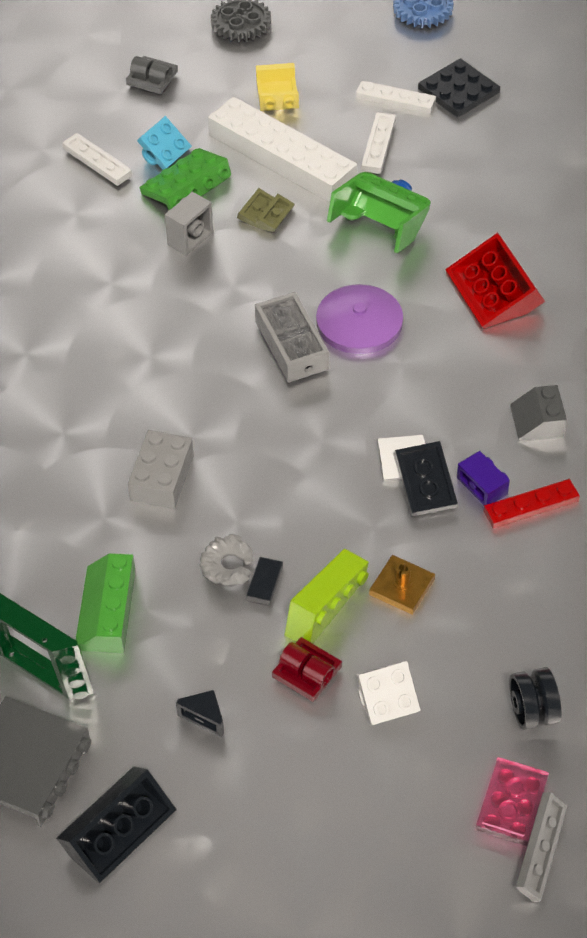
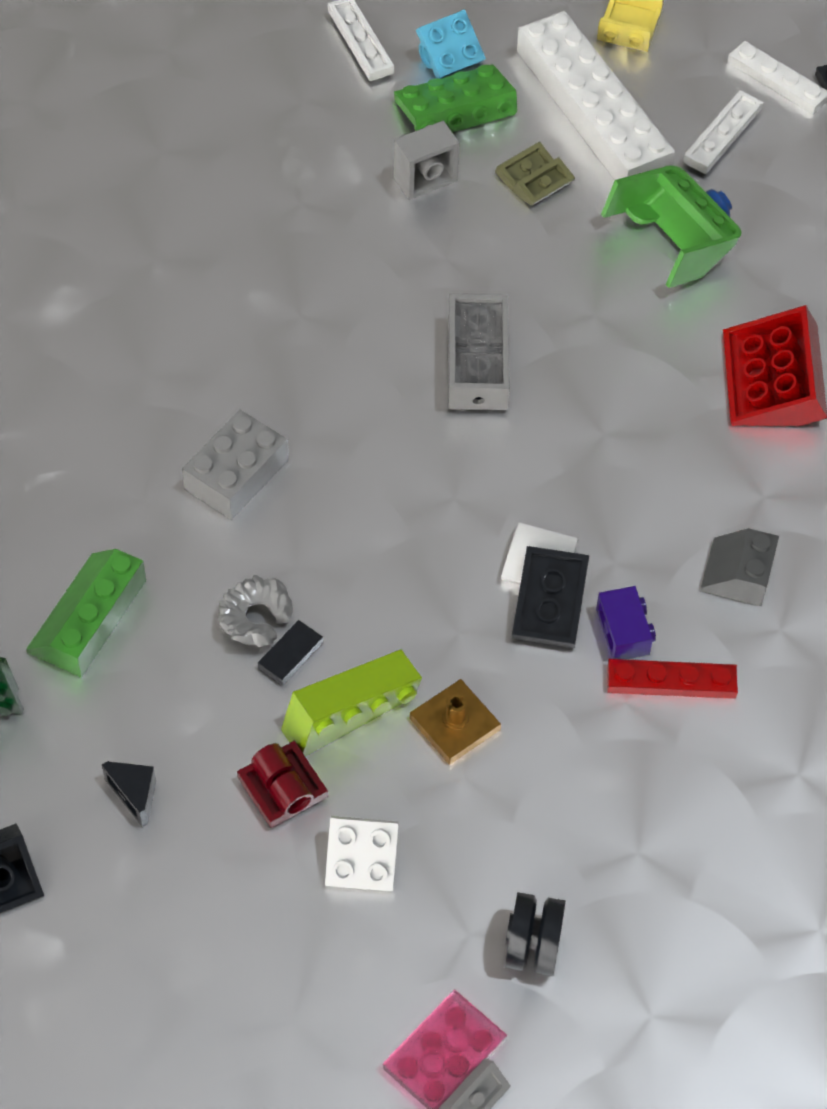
camera: 20 degrees right, 5 degrees up
(359, 319) = (579, 357): medium lavender dish -> none

